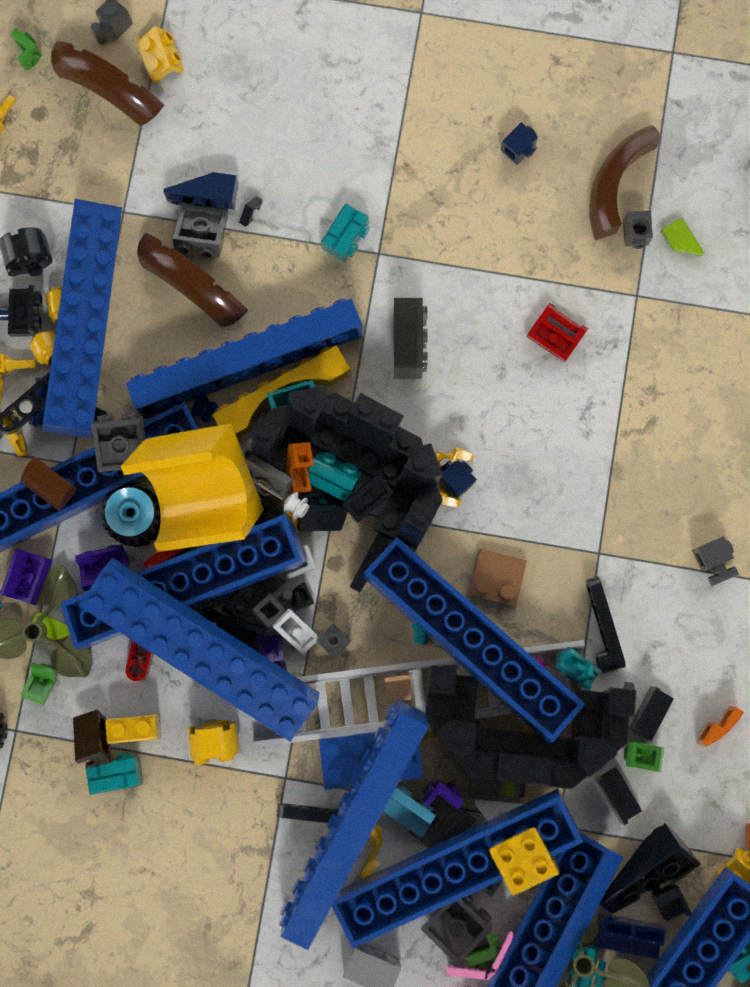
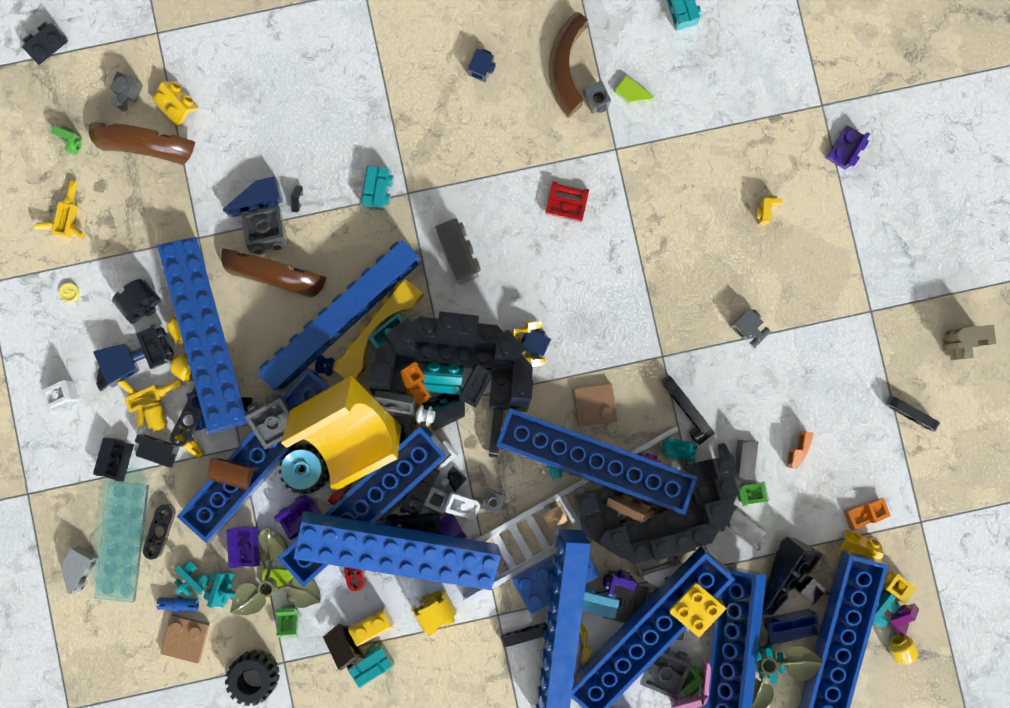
camera: 30 degrees left, 5 degrees up
(489, 706) = (629, 506): none -> medium nougat plate

